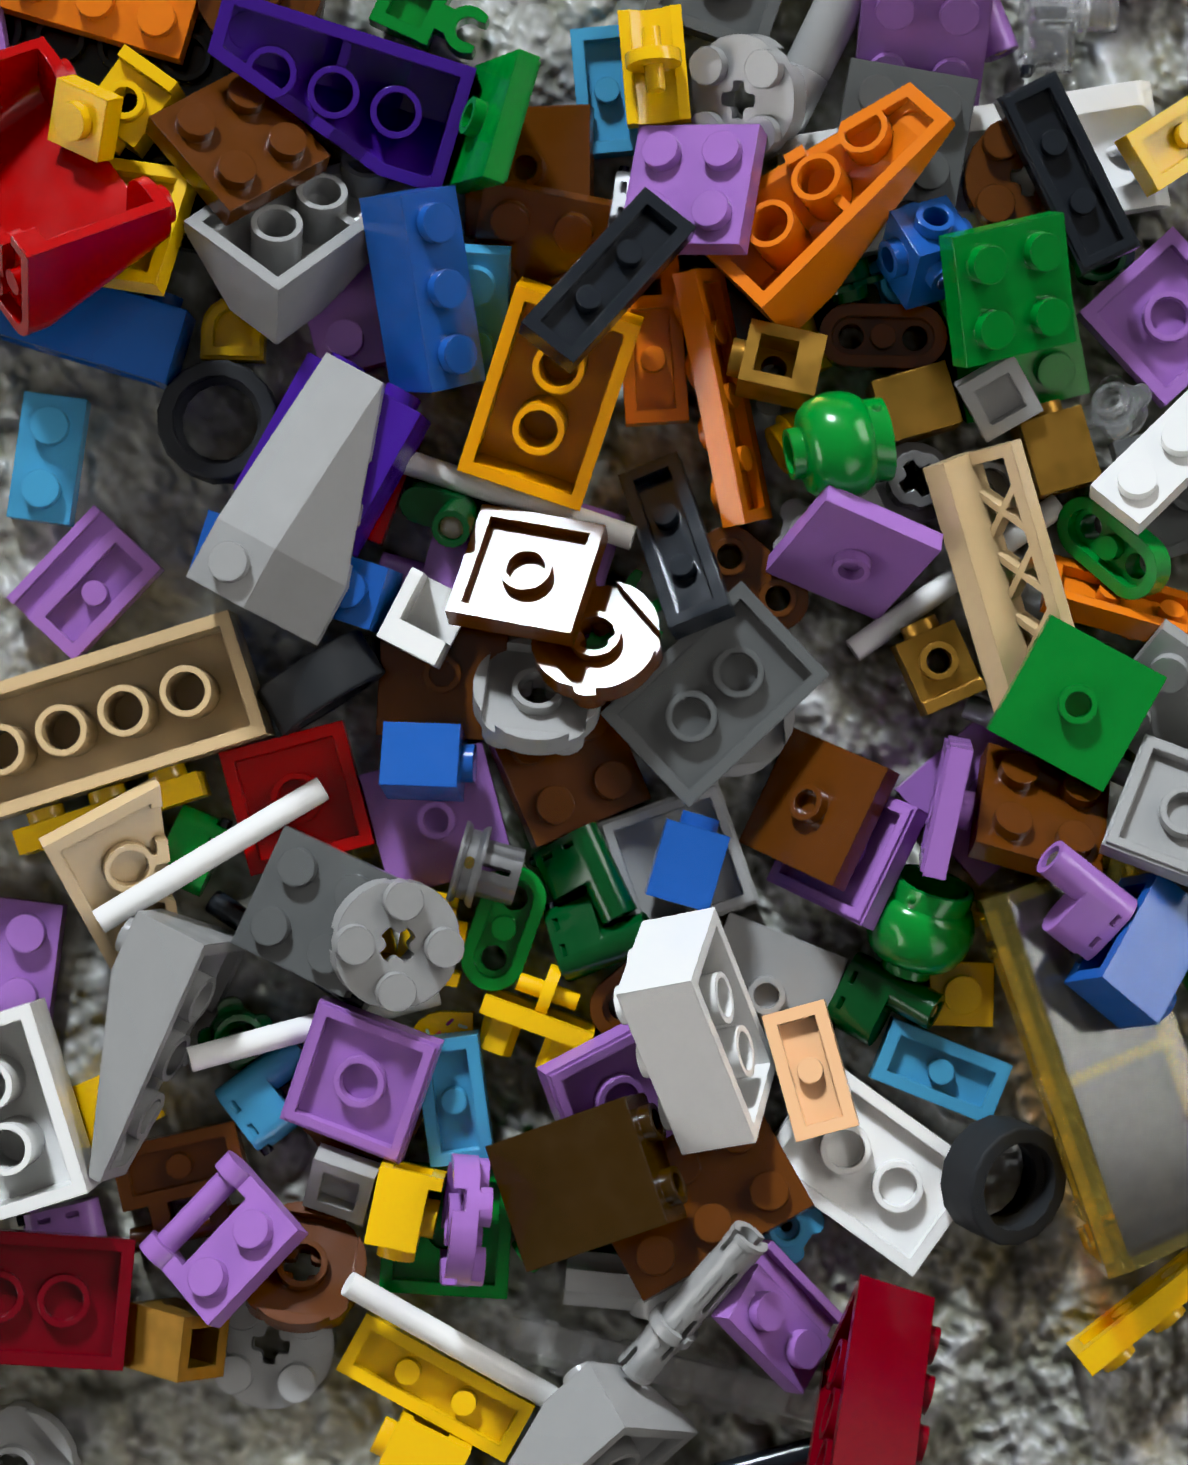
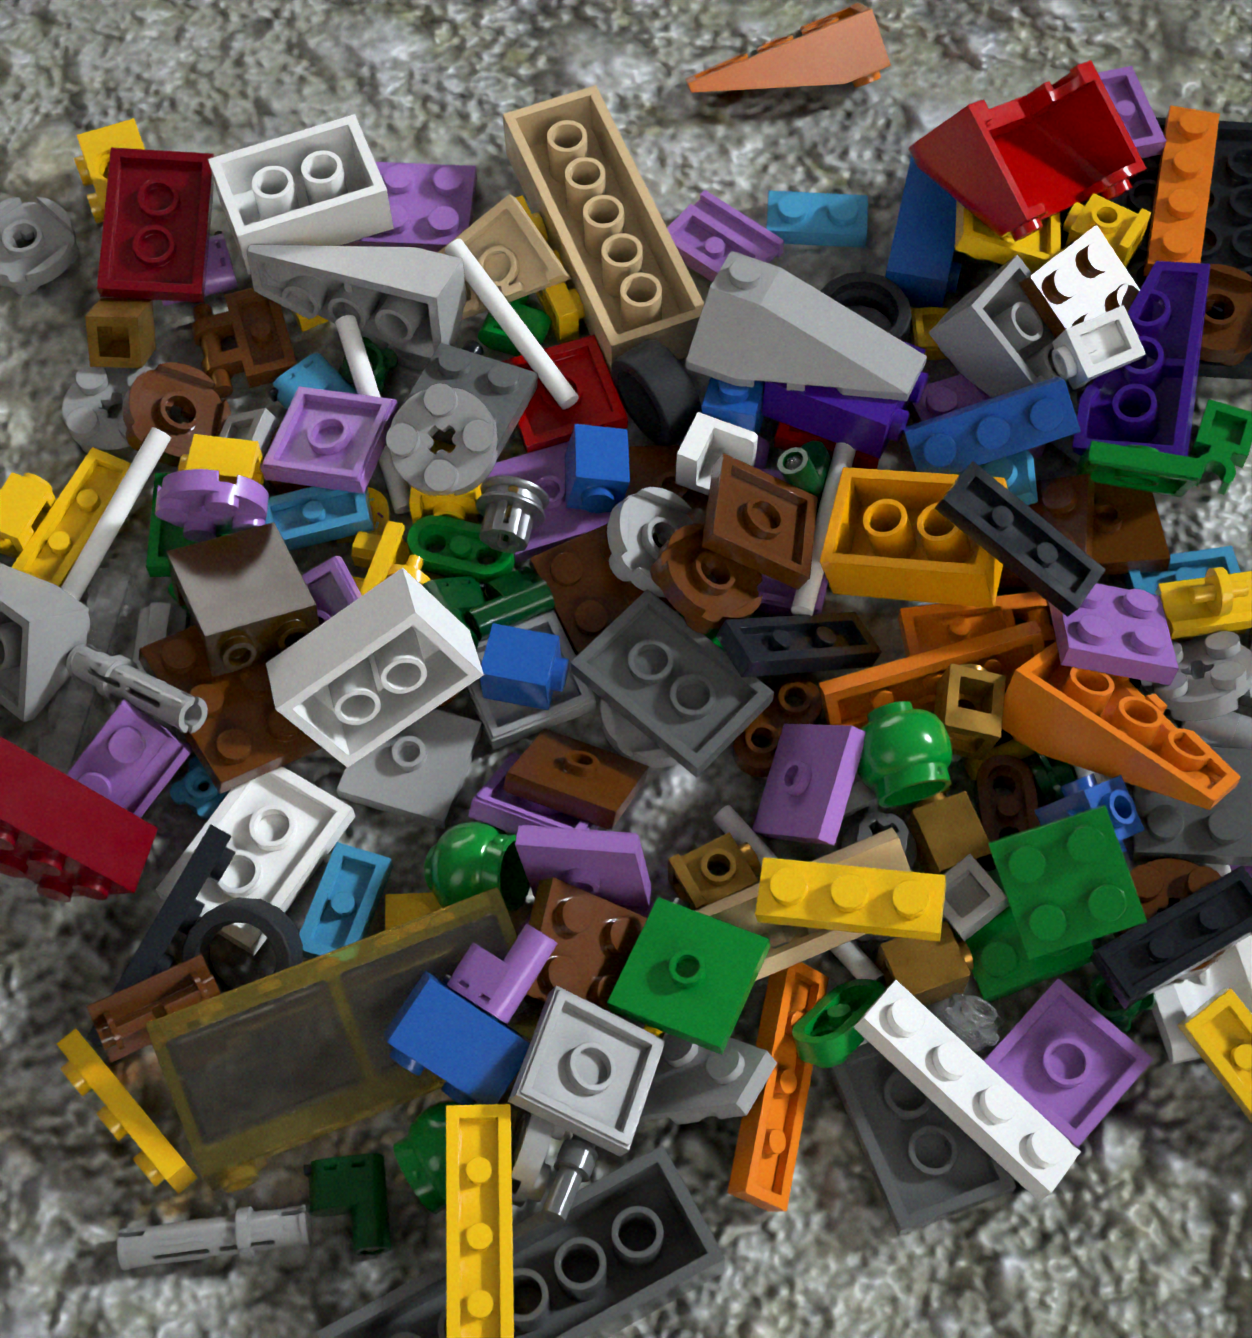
camera: 85 degrees right, 25 degrees down
(85, 118) = (1086, 188): yellow plate -> none
(237, 1253) = (193, 362): medium lavender plate -> none
(327, 144) = (1096, 347): none -> white bracket
(810, 1070) = (341, 781): light nougat plate -> none
(870, 995) = (406, 839): dark green piece -> none
(994, 1277) = (178, 911): none -> black plate
(1013, 523) = (851, 899): none -> yellow plate
(1068, 1272) = (123, 1015): none -> reddish brown hinge

